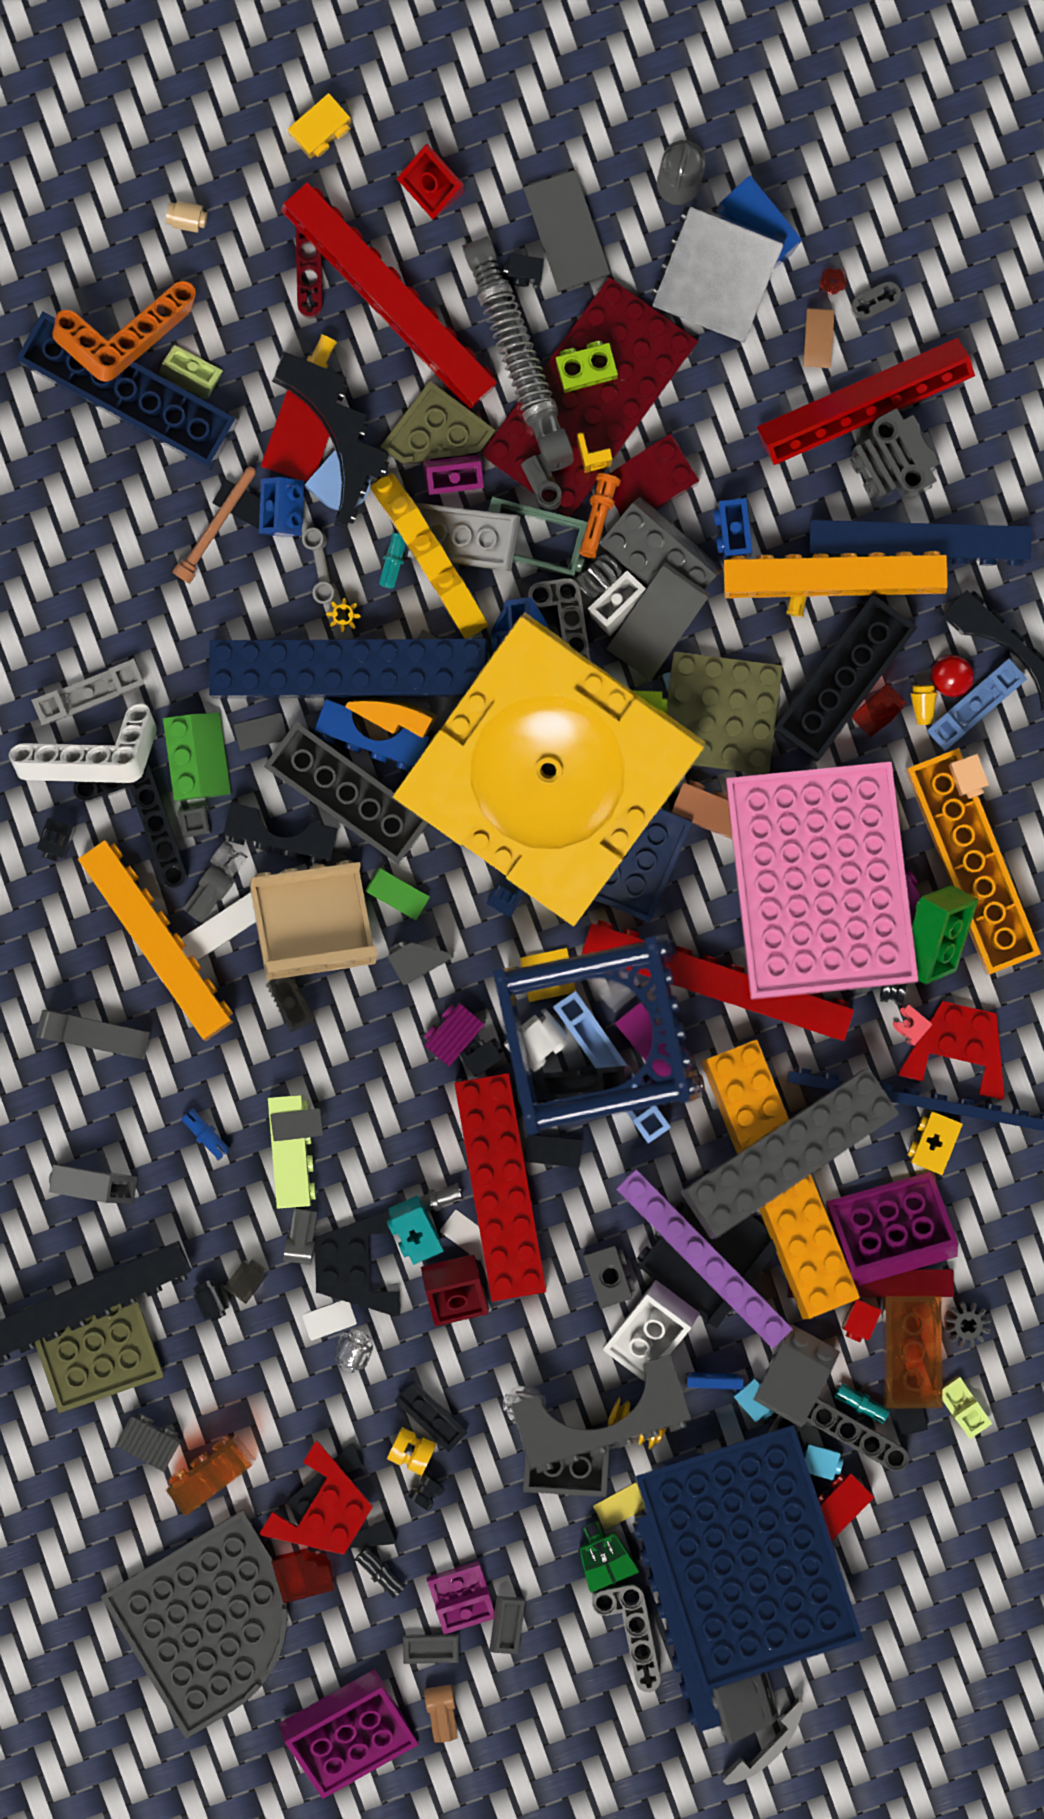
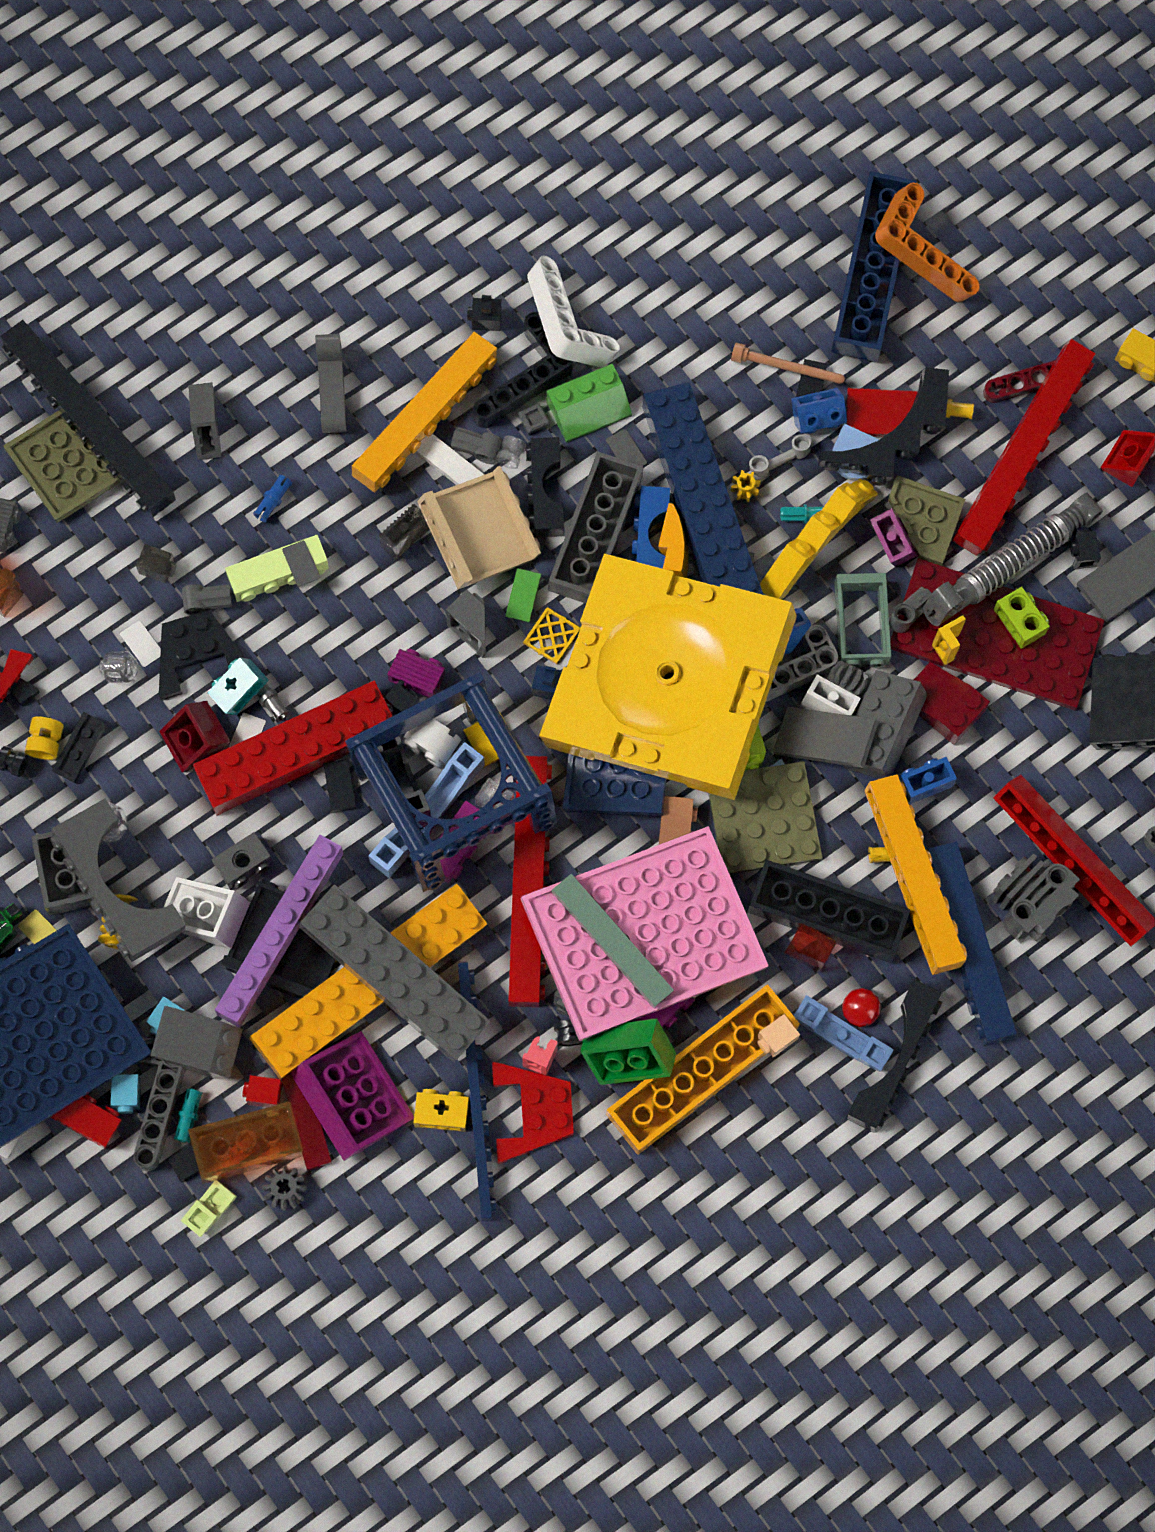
camera: 65 degrees right, 15 degrees down
(88, 693) = (613, 306): light grey slope -> none
(186, 216) = (1032, 274): tan brick -> none
(190, 372) = (906, 314): yellowish green slope -> none
(210, 1300) = (131, 540): black brick -> none
(436, 859) = (541, 651): none -> yellow window
(473, 535) = (847, 565): light grey tile -> none
(601, 503) = (911, 663): orange pin -> none
(714, 1380) = (173, 974): blue tile -> none
(818, 338) = (1115, 807): medium nougat slope -> none
(824, 917) = (612, 940): none -> sand green tile
(924, 703) = (829, 988): yellow cone -> none

